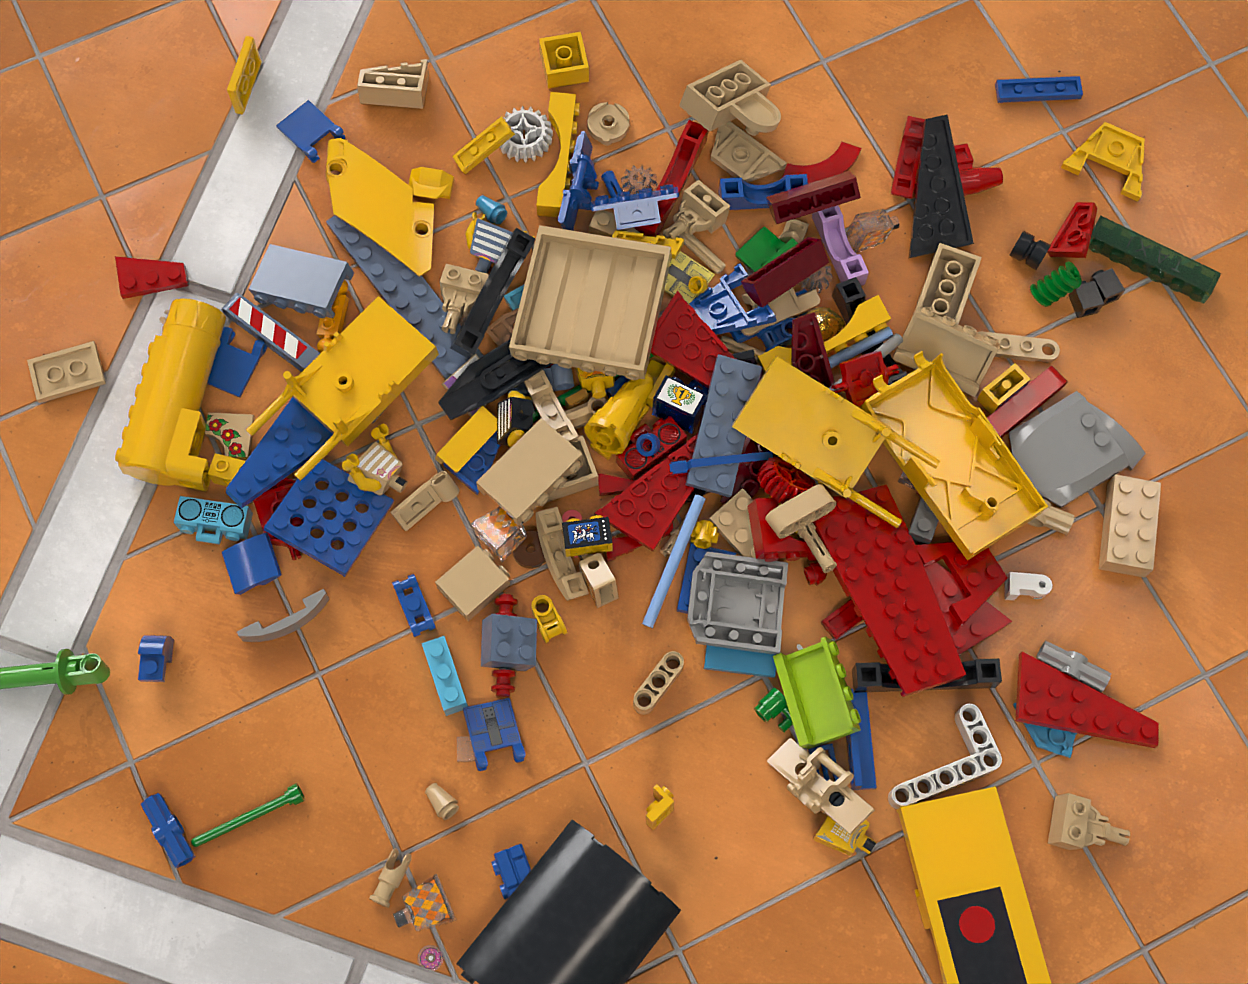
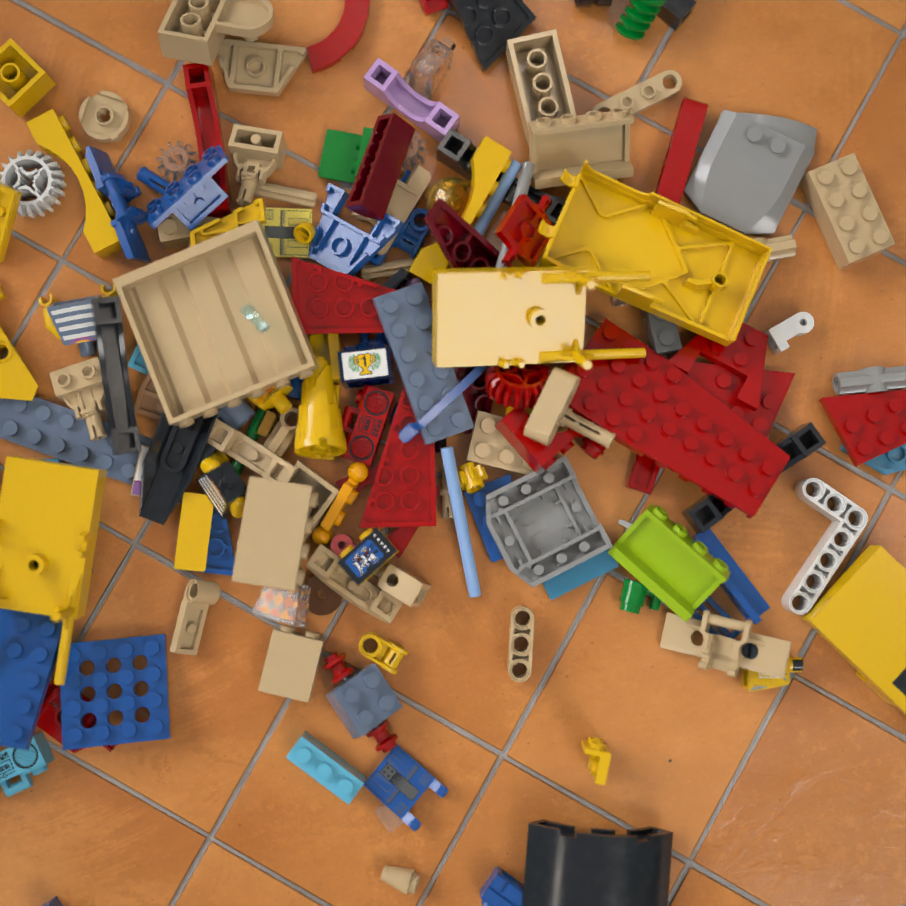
camera: 35 degrees left, 15 degrees up
(251, 563) = (76, 783): blue slope -> none
(256, 632) = (160, 786): light grey slope -> none
(377, 466) = (127, 617): torso -> none
(414, 605) = (252, 719): blue plate -> none
(493, 210) = (55, 283): dark azure cone -> none
(598, 485) = (357, 473): none -> light orange plate
(623, 311) = (253, 315): none -> clear light blue tile
(655, 444) = (368, 420): blue piece -> none
(748, 196) = (325, 80): blue arch -> none
(794, 229) = (359, 116): tan tile -> none
(813, 197) = (358, 70): dark red brick -> none
(1003, 388) = (655, 151): yellow brick -> none

